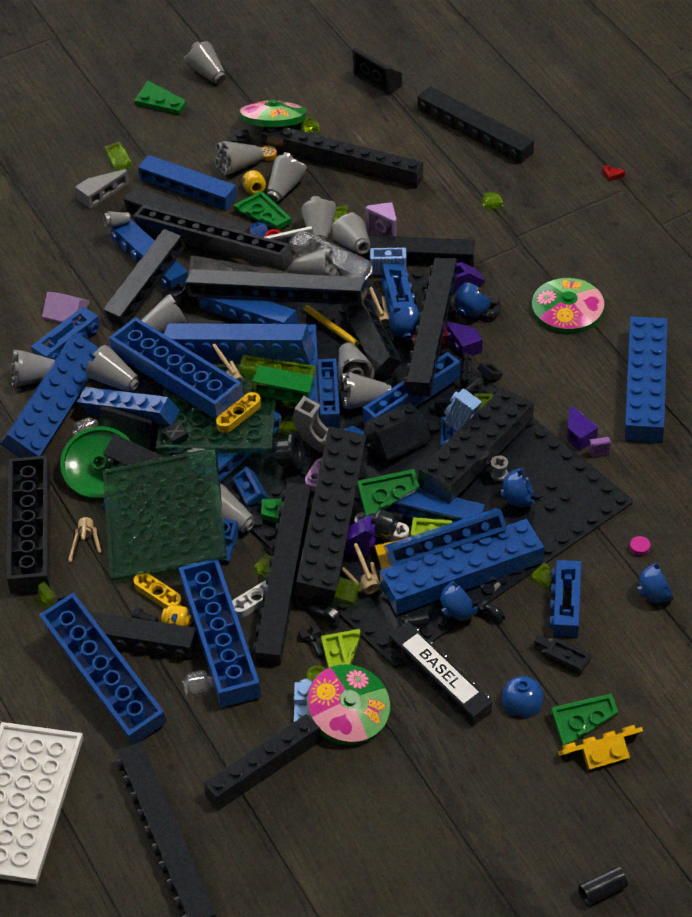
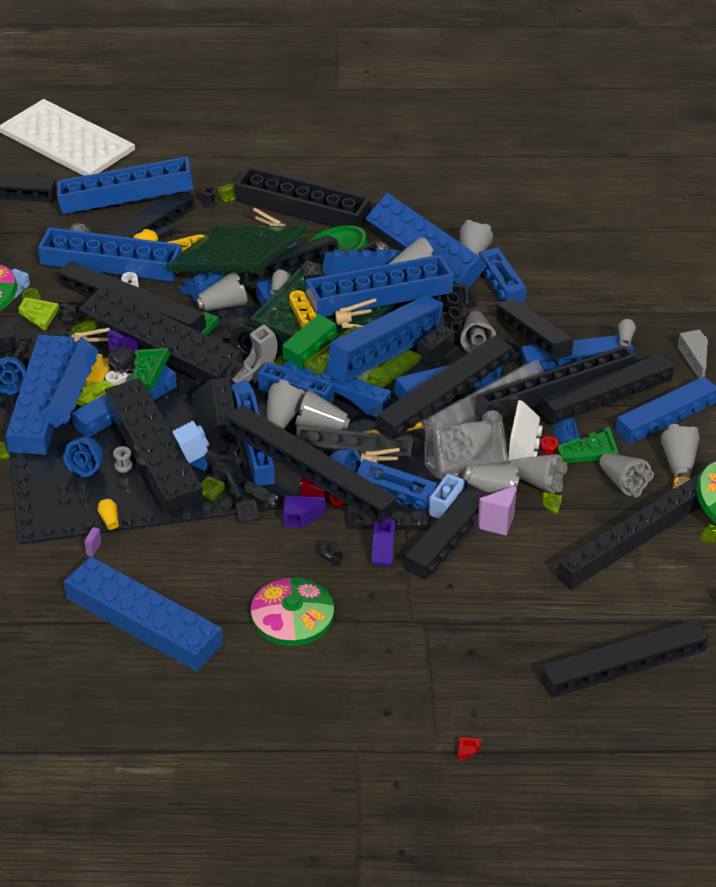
camera: 115 degrees right, 5 degrees down
(61, 306) = (547, 290): lavender slope -> none
(249, 486) = (235, 319): blue slope -> none
(253, 182) = (636, 449): yellow head -> none
(470, 302) = (343, 529): blue cylinder -> none
(492, 200) = (491, 623): clear neon green tile -> none
(565, 447) = (108, 511): none -> yellow cone
(580, 429) = (126, 538): dark purple slope -> none

